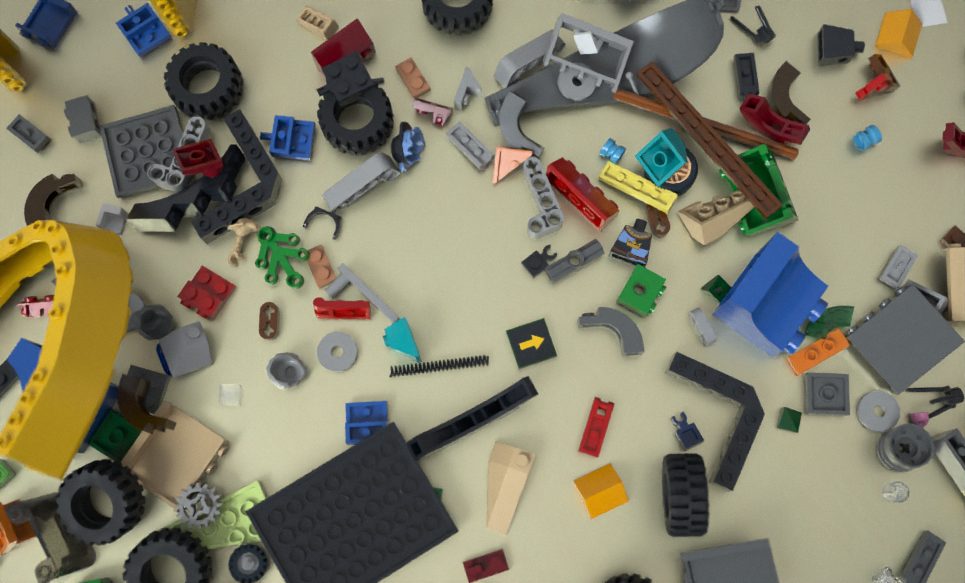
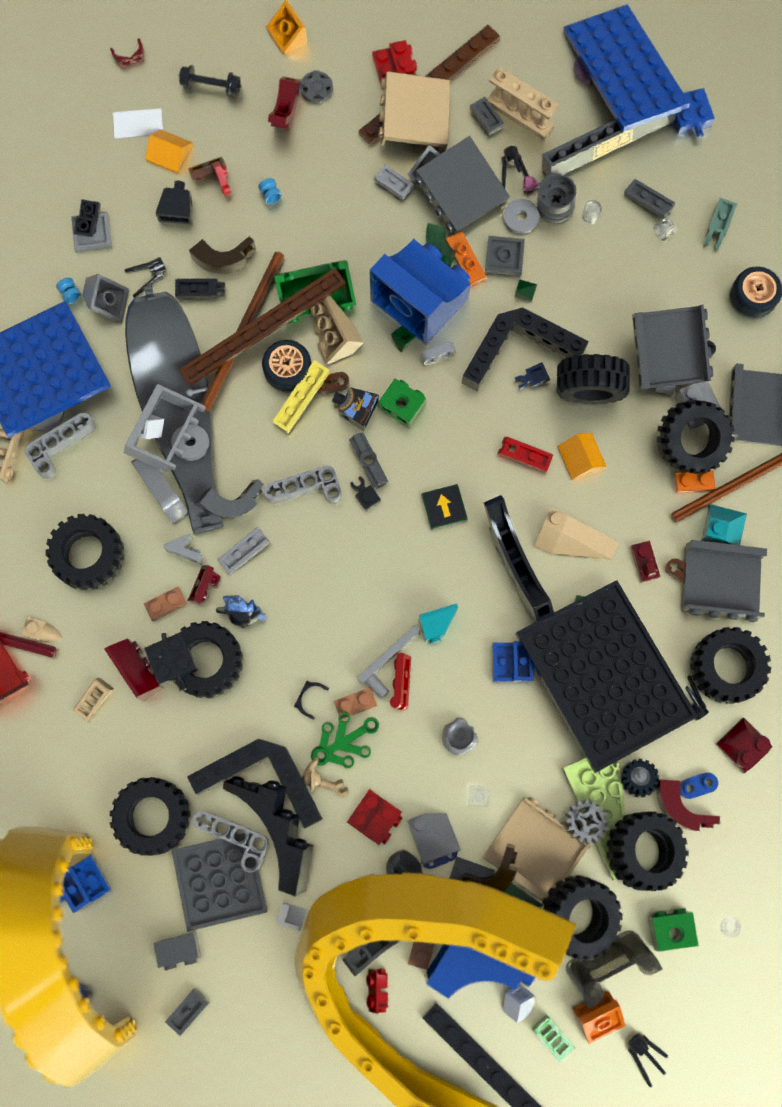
camera: 90 degrees left, 0 degrees up
(44, 193) = (262, 994): dark brown arch -> none
(199, 158) = (242, 814): dark red slope -> none
(264, 320) = (408, 750): reddish brown beam -> none
(290, 138) = (220, 728): blue plate -> none
(334, 340) = (442, 677): light grey tile -> none
(367, 175) = (274, 659): light grey beam -> none
(456, 365) = (458, 590): black piece -> none
(507, 160) = (263, 513): tile -> none
(581, 193) = (304, 447): red slope -> none
(613, 151) = (260, 418): dark azure wheel -> none
(622, 325) = (437, 420): dark grey arch -> none
(663, 156) = (279, 366): teal slope -> none
(770, 124) = (248, 273): dark red arch -> none

